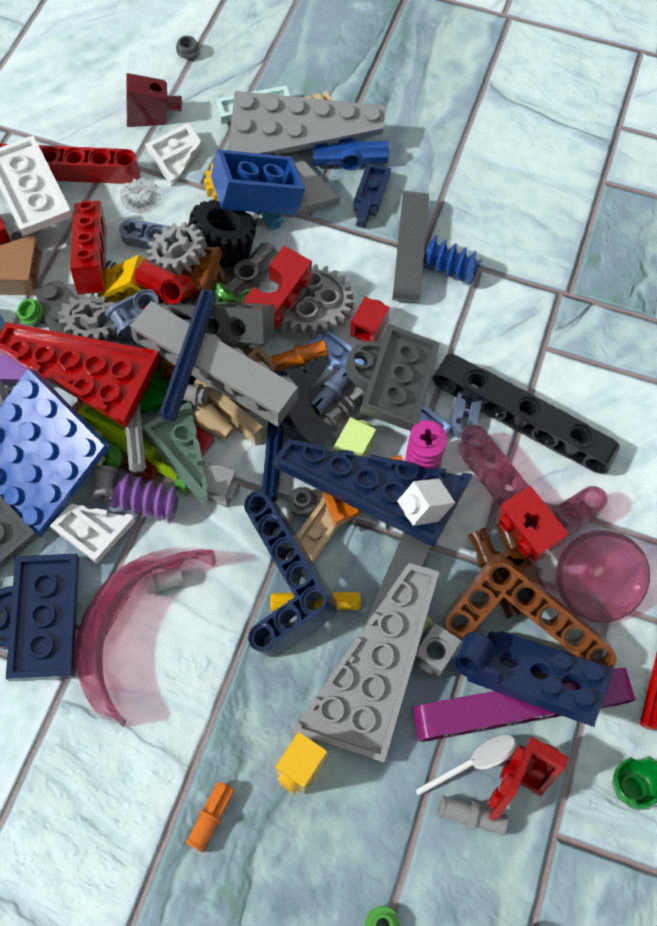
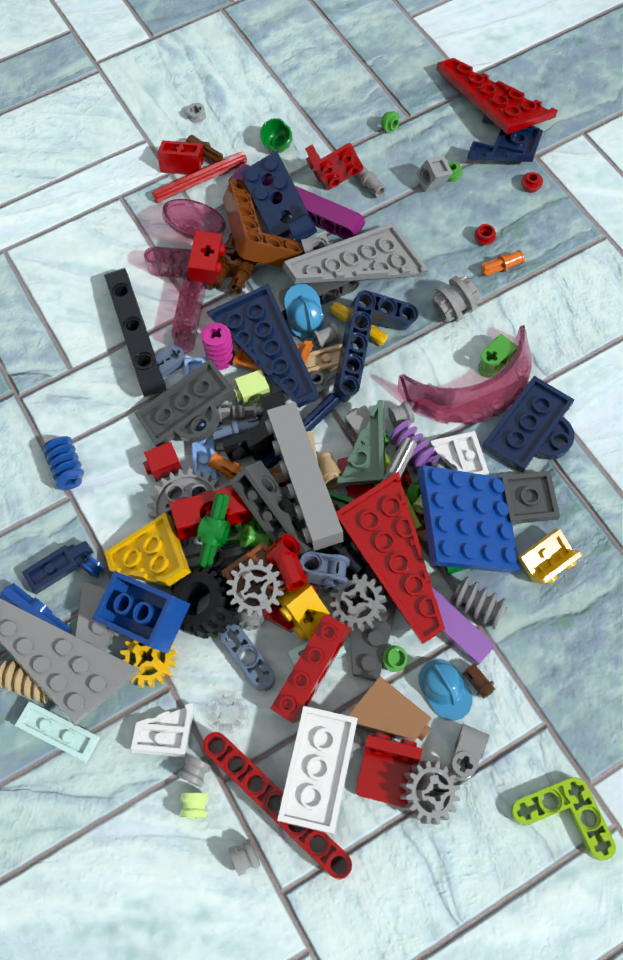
camera: 135 degrees left, 0 degrees up
(50, 123) = (244, 857): none -> light grey wheel
(112, 126) = (193, 806): none -> yellowish green wheel
(129, 679) = (496, 356): none -> bright green piece
(131, 139) = (194, 771): none -> light grey wheel
(148, 101) = (143, 801): dark red torso -> none
(185, 524) = (401, 413): none -> light grey wheel
(187, 47) = (44, 851): dark grey plate -> none
(188, 355) = (319, 476): dark blue axle -> none
(196, 394) = (334, 487): light grey pin -> none
(222, 713) = (458, 297): none -> light grey piece
(252, 841) = (485, 234): none -> red plate
(254, 270) = (213, 530): none -> green axle
(300, 764) = (438, 243): yellow brick -> none
(305, 234) = (150, 554): none -> yellow plate
(334, 556) = (326, 335): none -> light grey bush
(342, 209) = (92, 566): none -> blue bush
(378, 558) = (303, 310): none -> dark azure piece
(393, 885) = (434, 173): none -> light grey brick
(411, 246) = (75, 498): dark grey beam -> none
(426, 501) = (255, 296): white brick -> none
(484, 757) = (337, 190): white piece -> none

